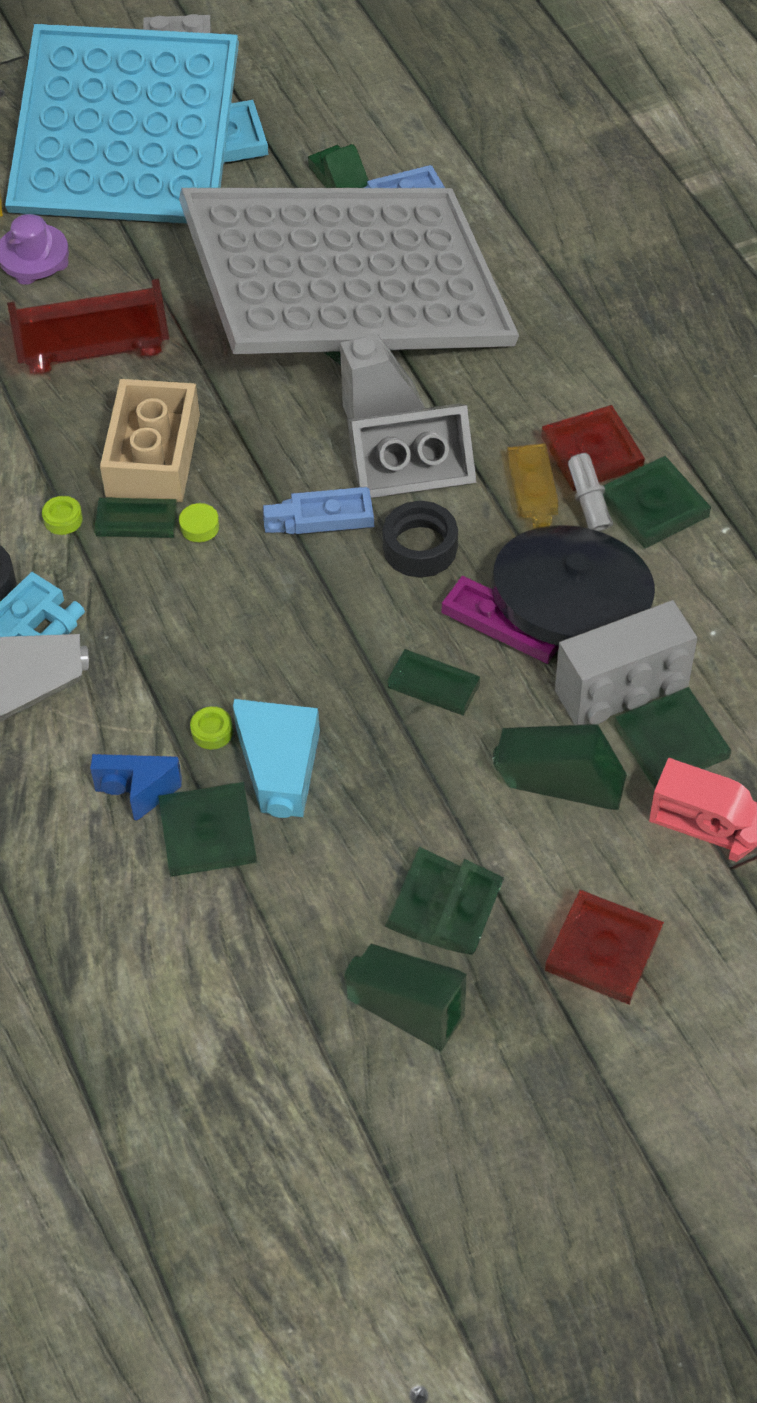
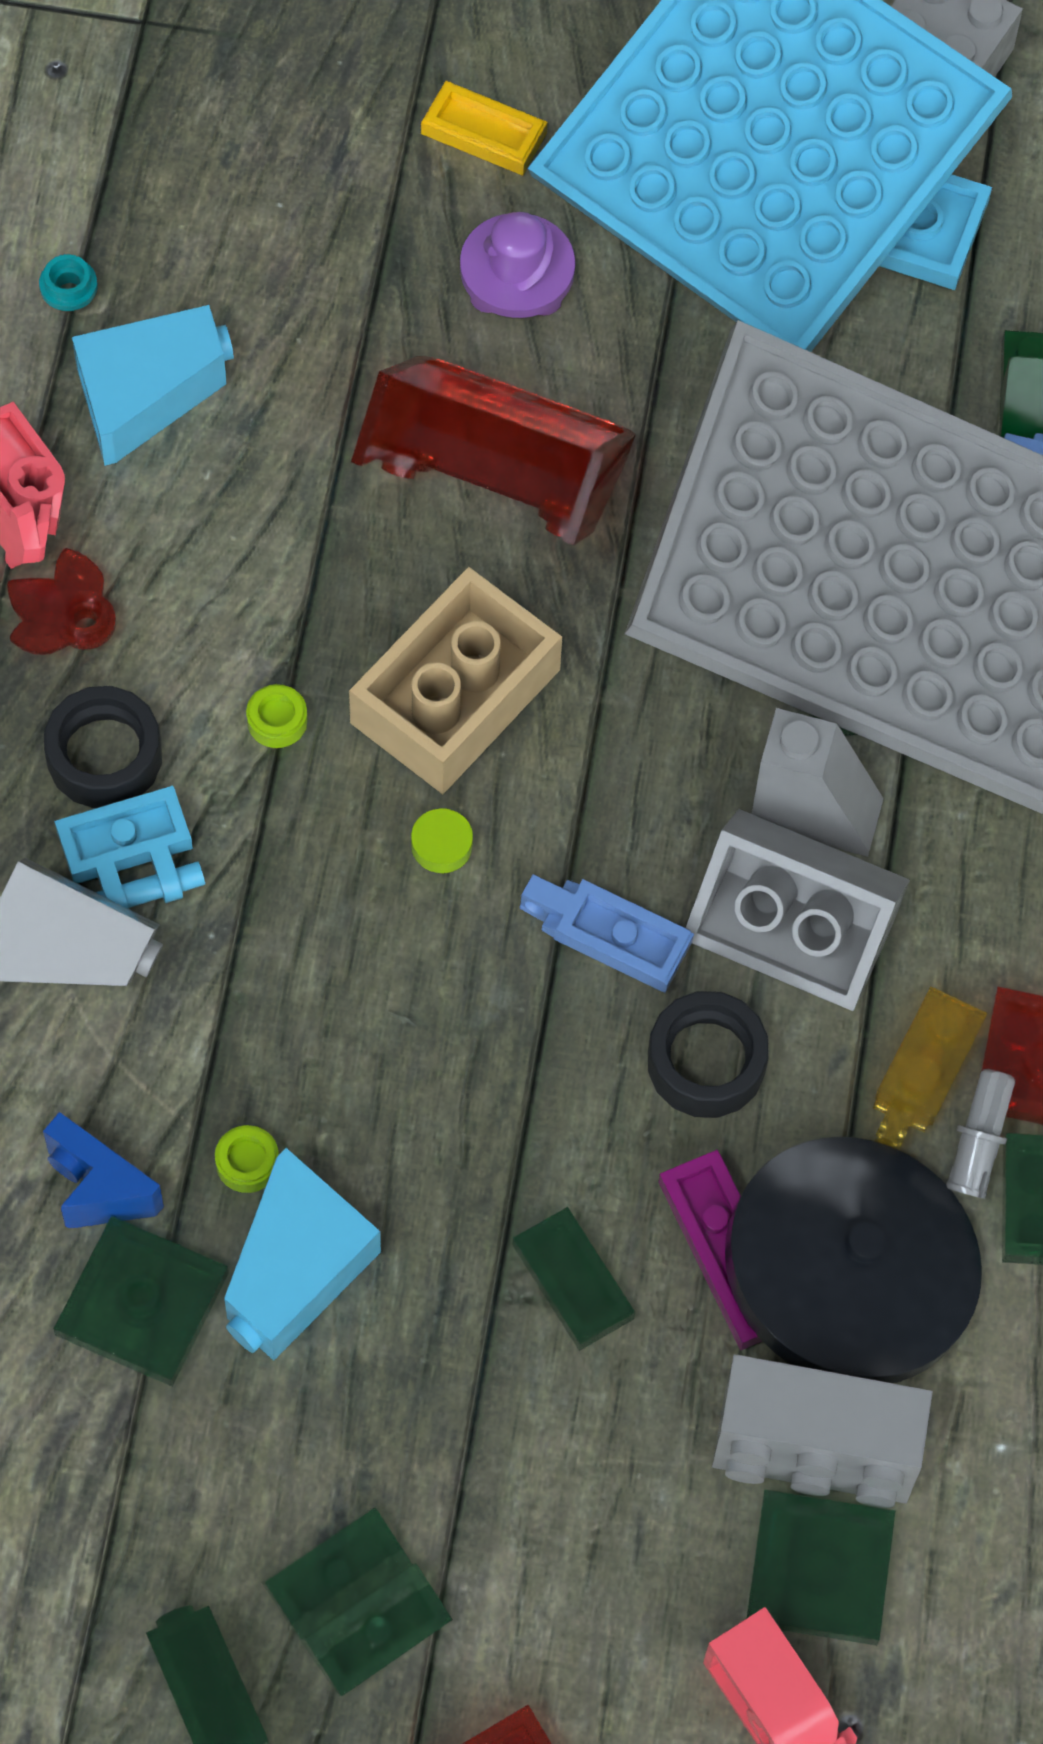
camera: 30 degrees right, 10 degrees up
(136, 517) = (368, 780): clear green tile -> none
(562, 763) = (637, 1515): clear green slope -> none

